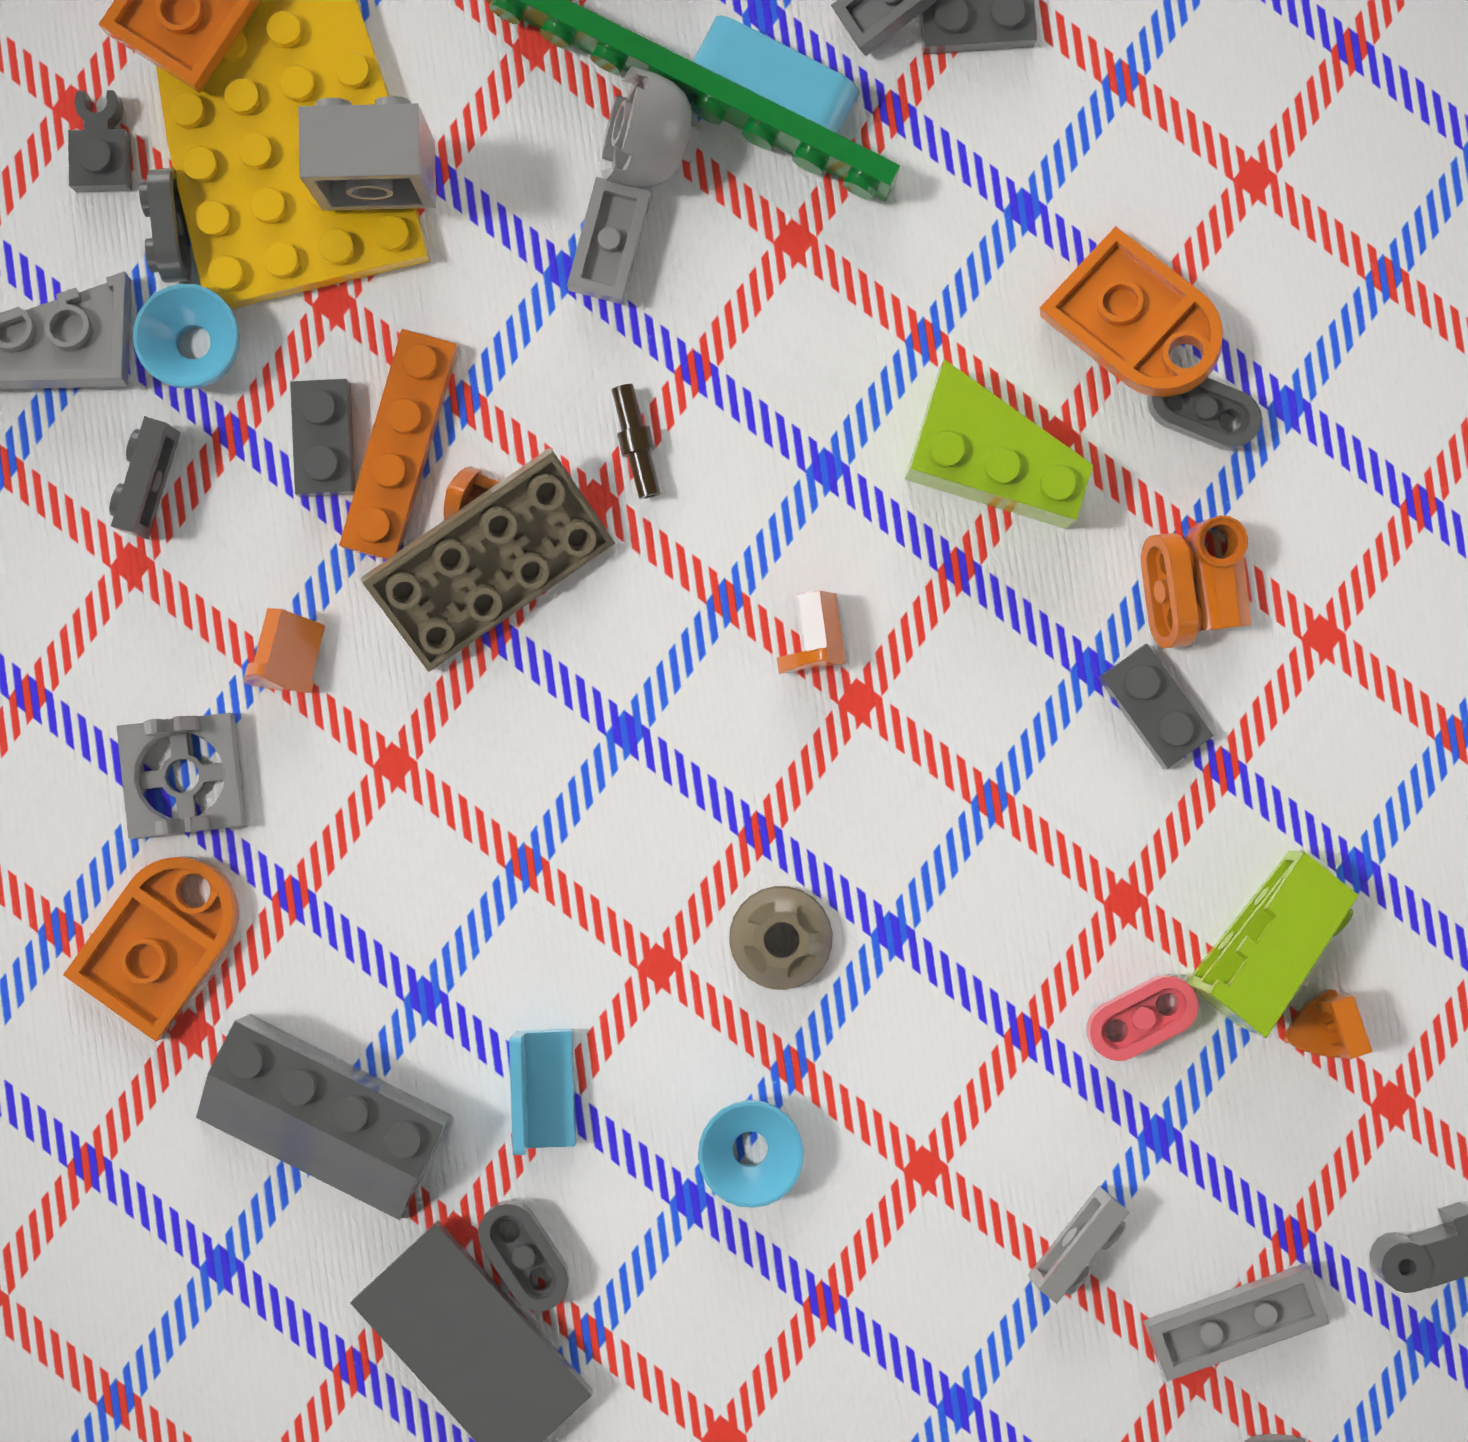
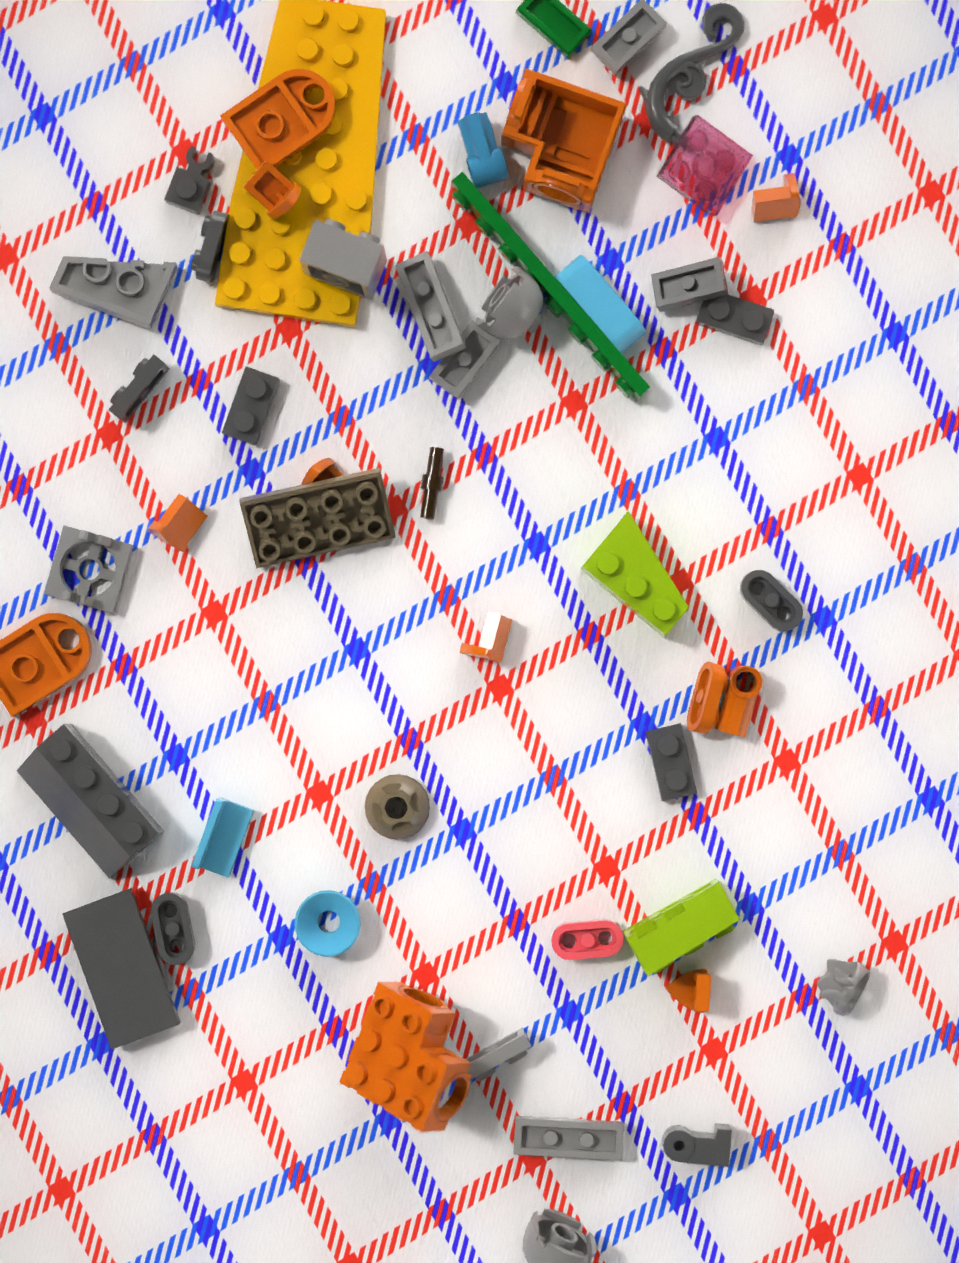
camera: 30 degrees right, 0 degrees up
(164, 322) = (184, 303): medium azure piece -> none
(220, 101) = (272, 190): none -> orange tile
(399, 445) = (293, 428): orange plate -> none
(527, 181) = (430, 306): none -> light grey plate
(947, 1313) = (403, 1058): none -> orange piece
(1132, 313) = (753, 528): orange tile -> none

